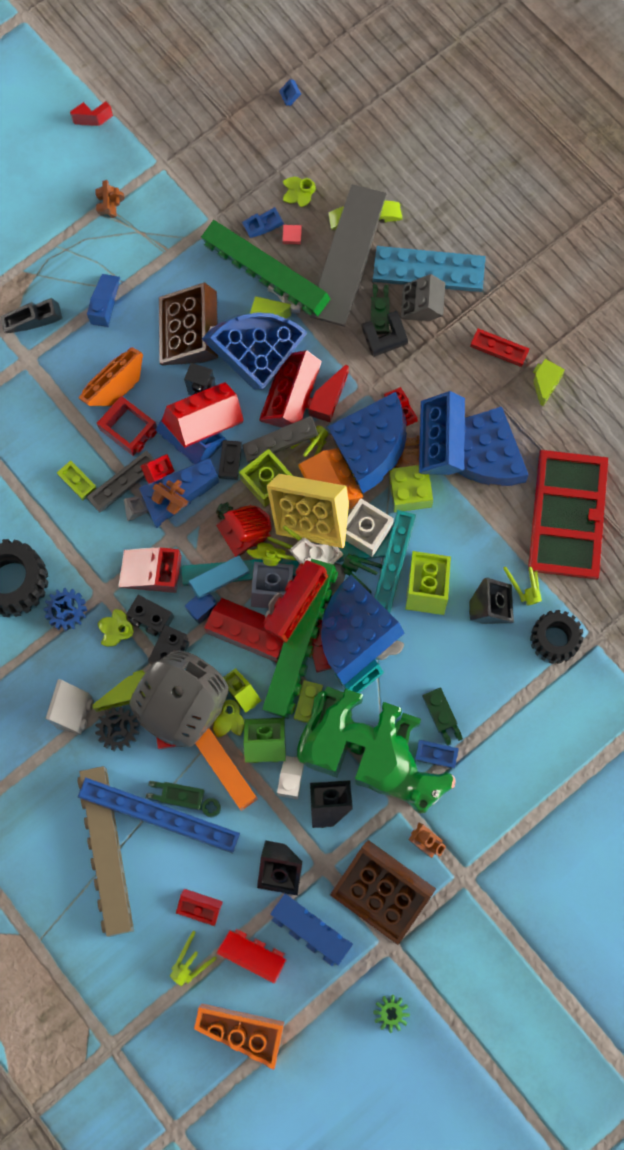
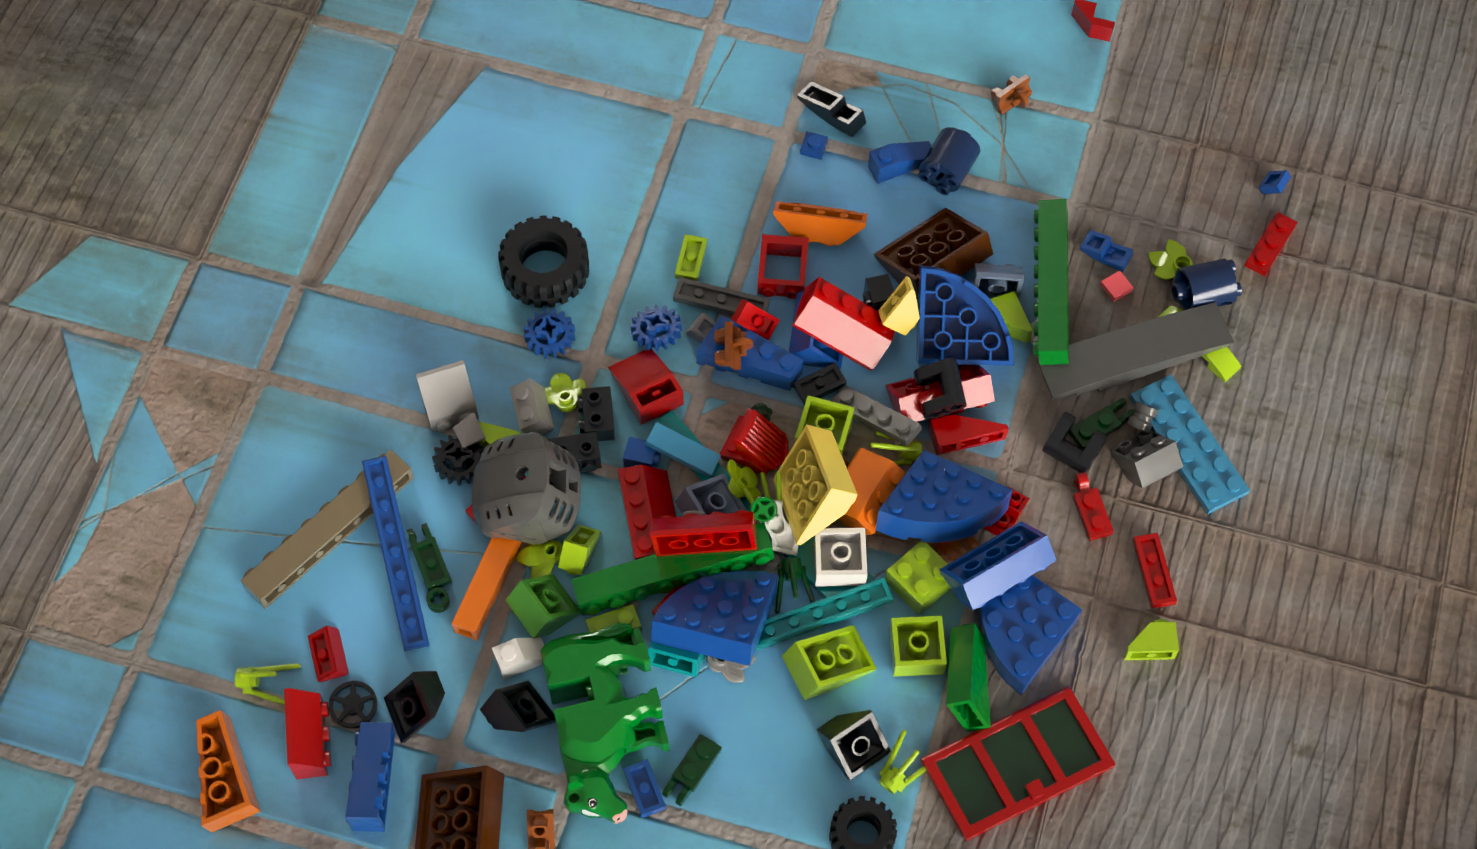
camera: 50 degrees right, 10 degrees down
(49, 346) = (814, 145): none -> blue plate
(105, 709) = (469, 431): none -> light grey slope
(115, 656) = (531, 407): none -> light grey brick
(120, 529) = (656, 328): none -> blue gear
(130, 270) = (949, 160): none -> dark blue cylinder
(223, 371) = (901, 308): none -> light yellow slope
(239, 299) = (998, 279): none -> sand blue slope
(248, 911) = (352, 704): none -> black wheel
(298, 378) = (953, 395): none -> black connector
(308, 552) = (761, 506): none -> green wheel
(329, 126) = (1270, 244): none -> red plate
(334, 181) = (1206, 284): none -> dark blue cylinder
(396, 281) = (1142, 416): none -> dark grey wheel
(433, 355) = (1091, 509): none -> red plate
(456, 521) = (917, 646): none -> lime brick
(497, 504) = (968, 678): none -> green slope

